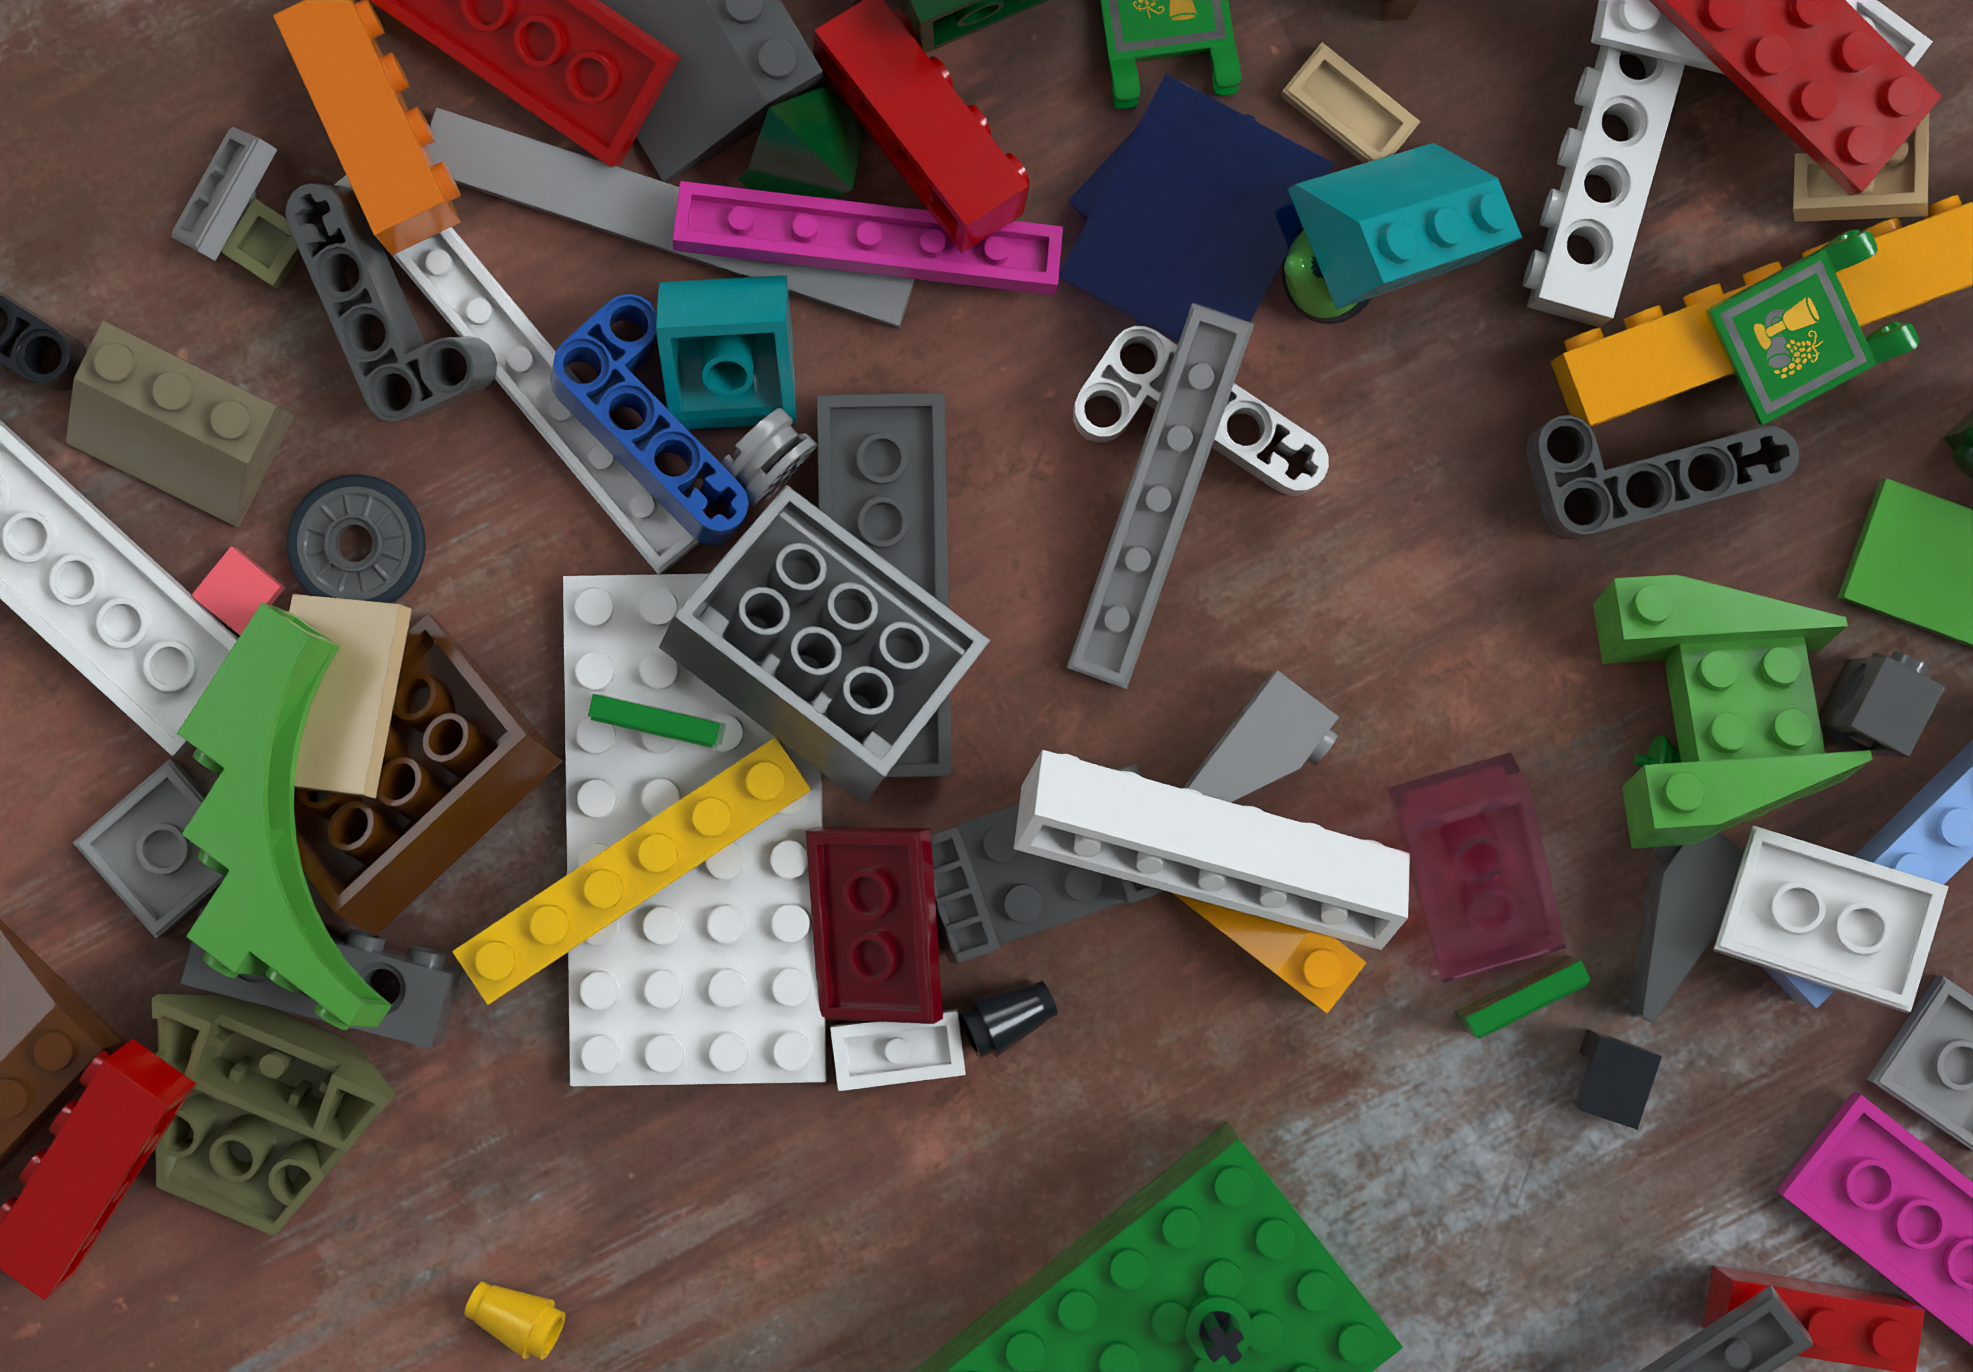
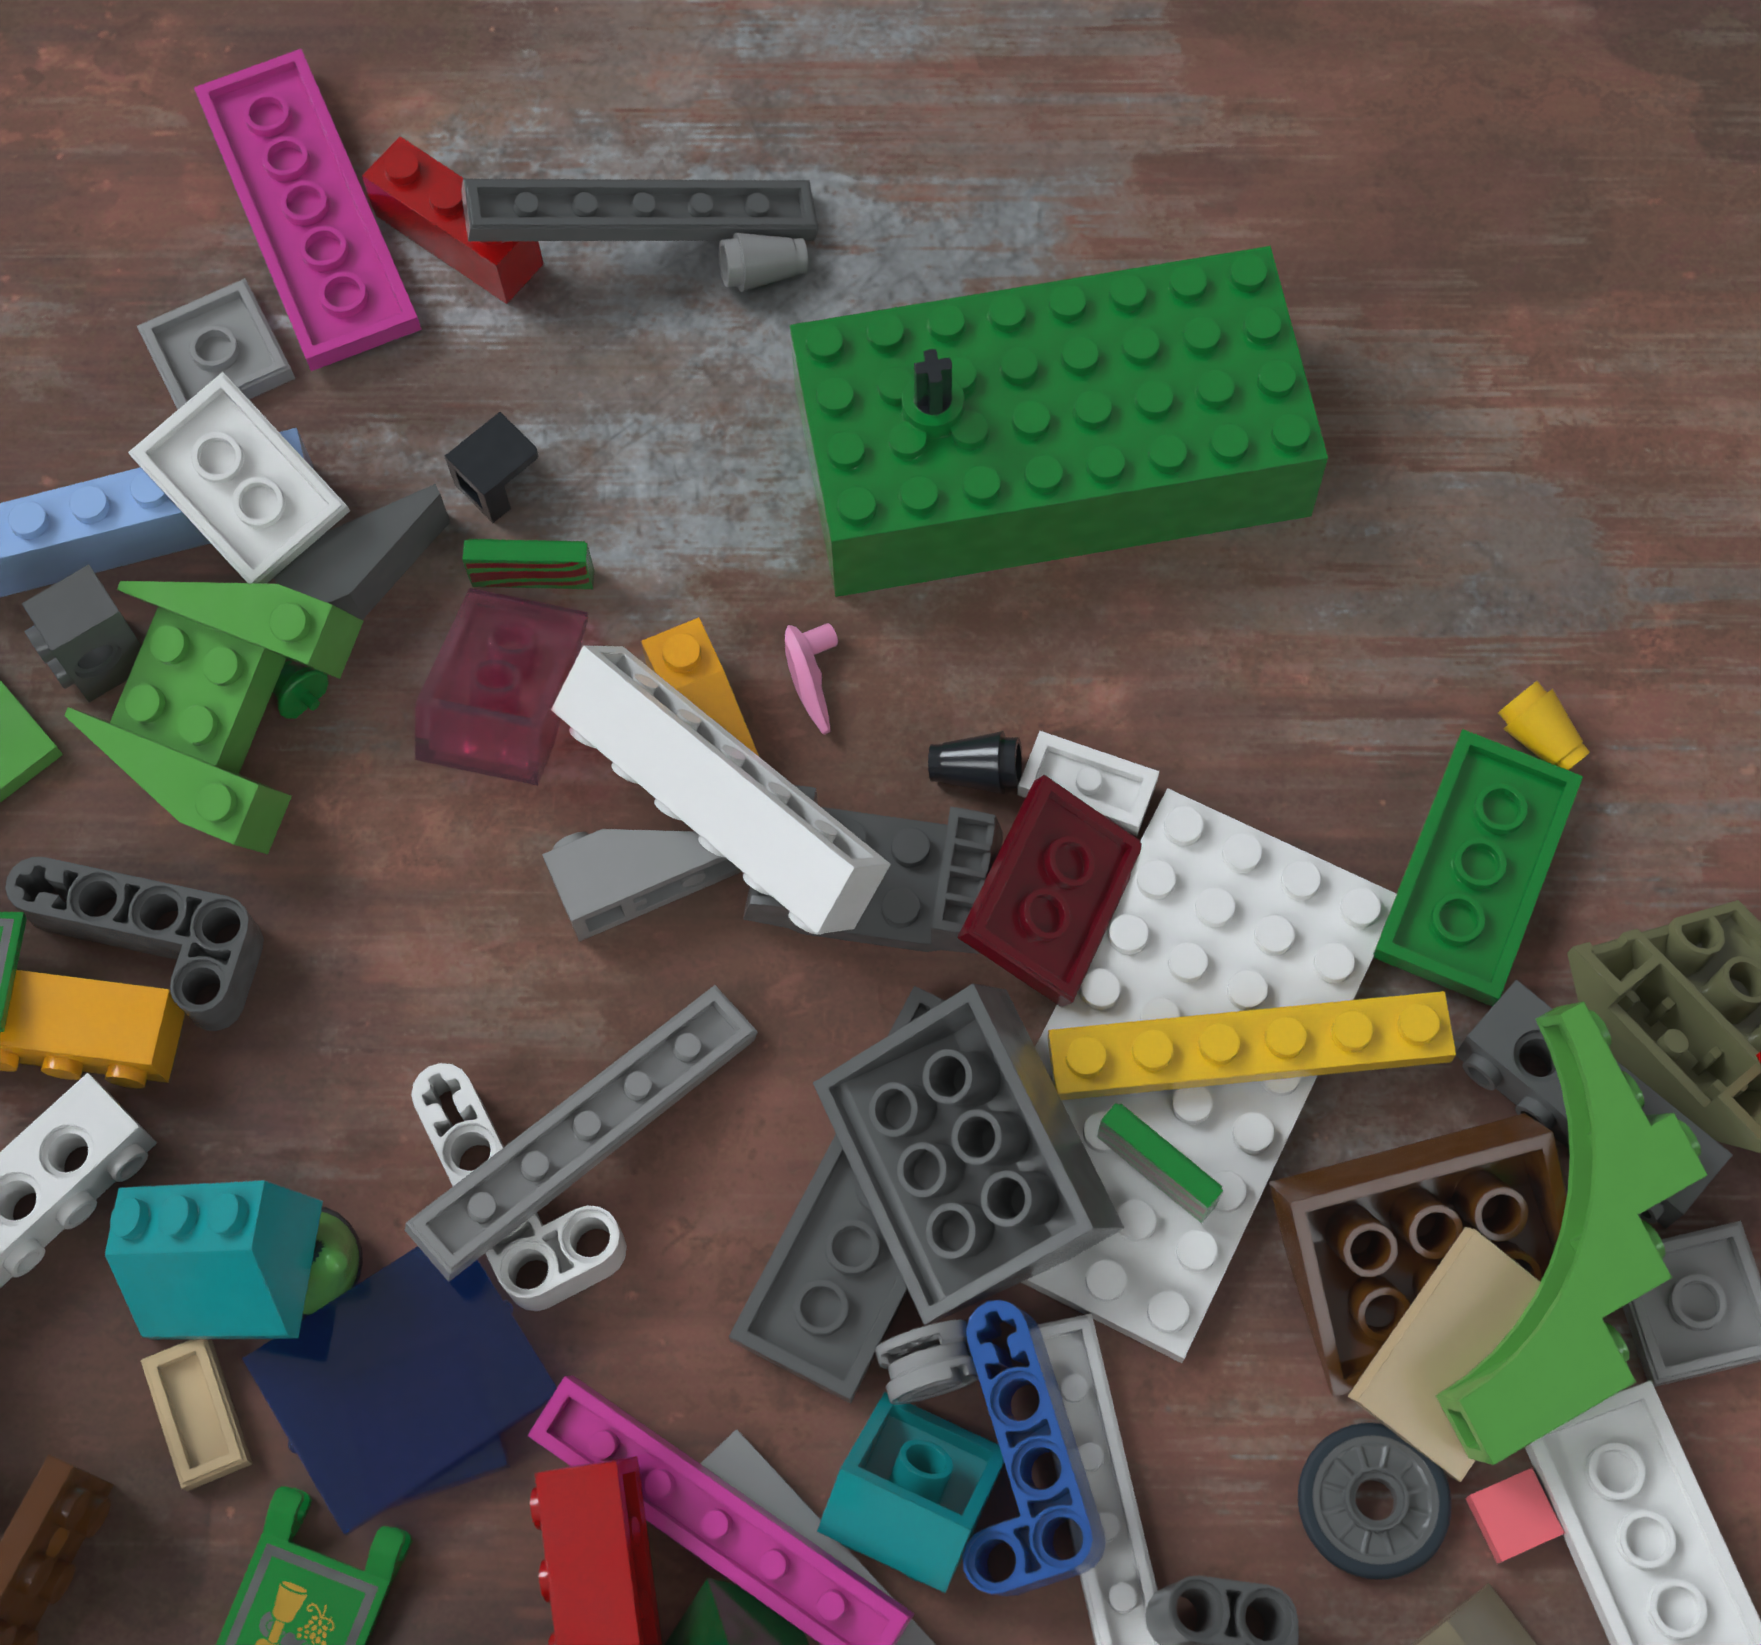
camera: 145 degrees left, 20 degrees down
(515, 1151) = (1478, 868): none -> green plate
(1212, 1028) = (804, 670): none -> bright pink bar

